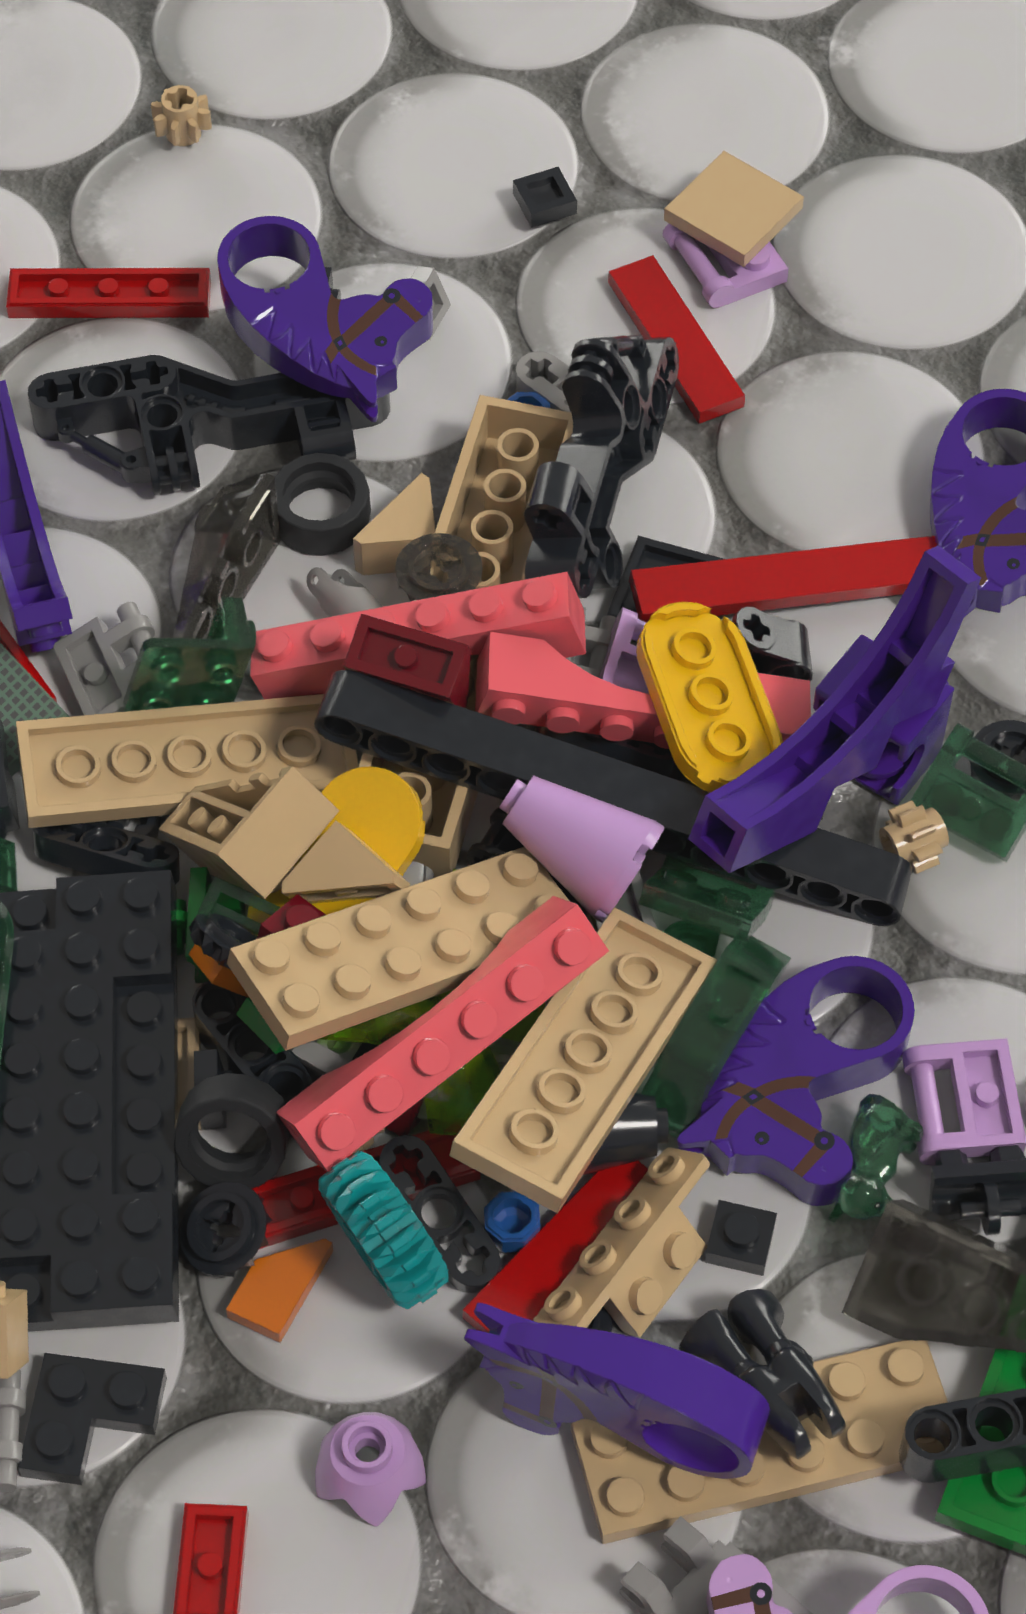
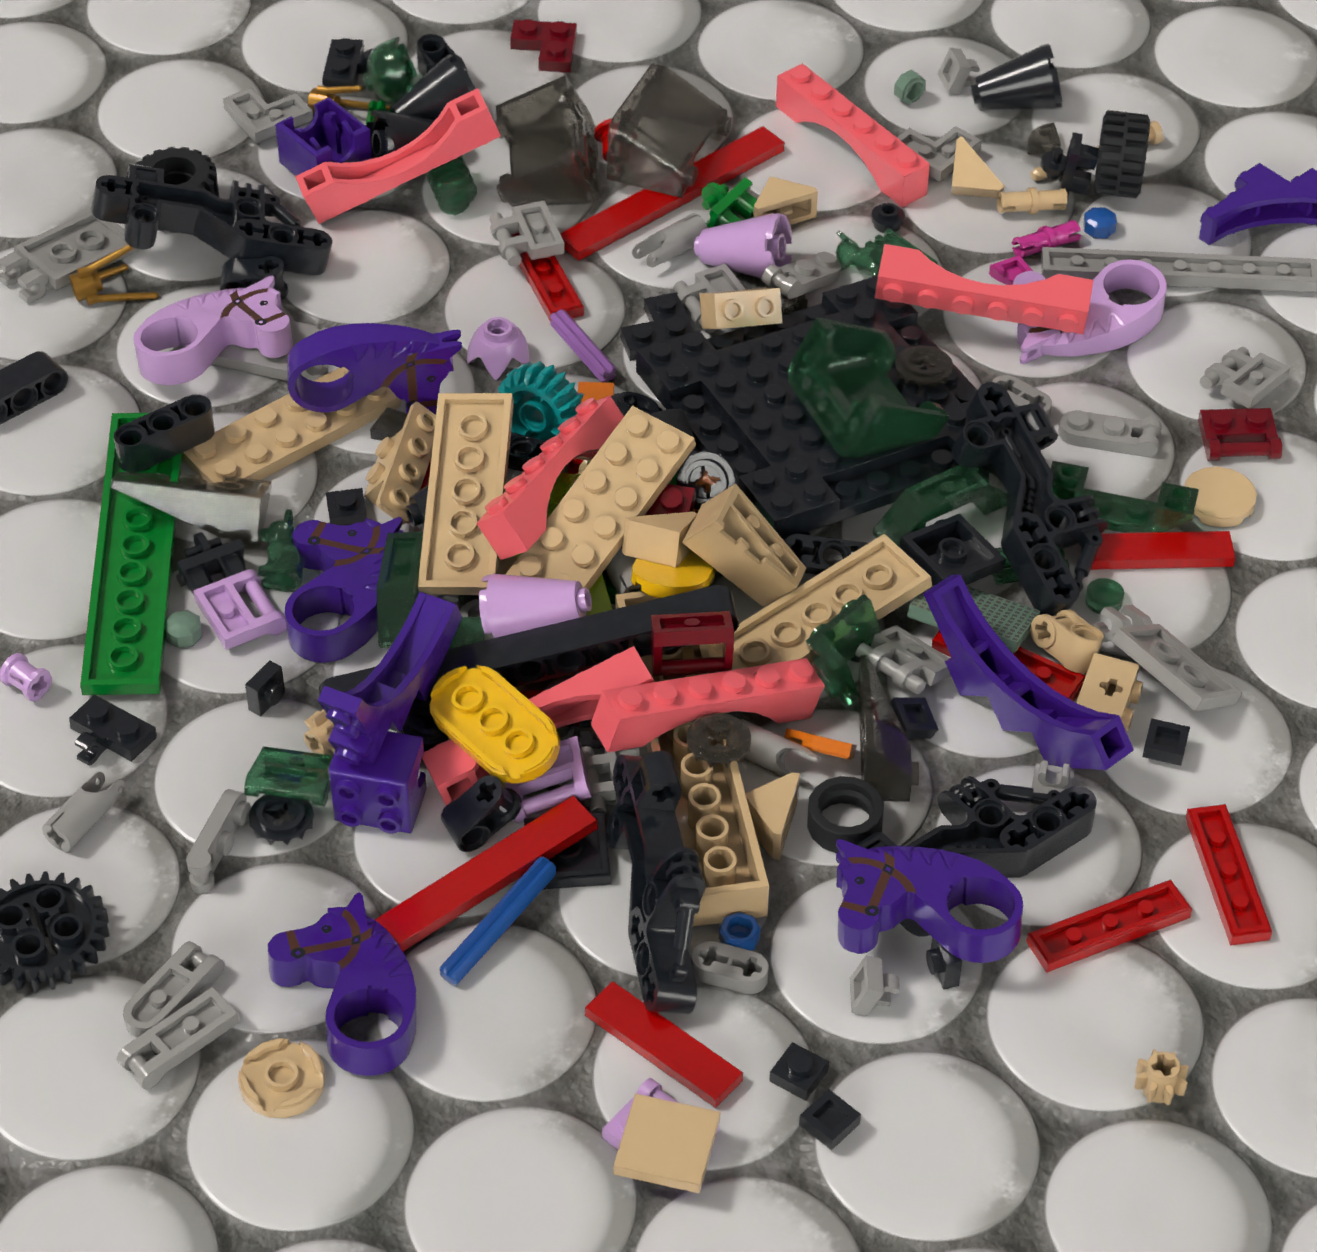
camera: 155 degrees right, 10 degrees down
(53, 463) = (1051, 777): none -> light grey tile
(159, 590) = (915, 717): none -> black plate
(229, 1419) = (583, 346): none -> medium lavender axle
(283, 591) = (822, 744): none -> orange tile
(545, 263) = (799, 1071): none -> black plate
(787, 1379) = (286, 421): black piece -> none
(800, 520) = (497, 921): none -> blue axle
(973, 942) = (265, 688): none -> black plate

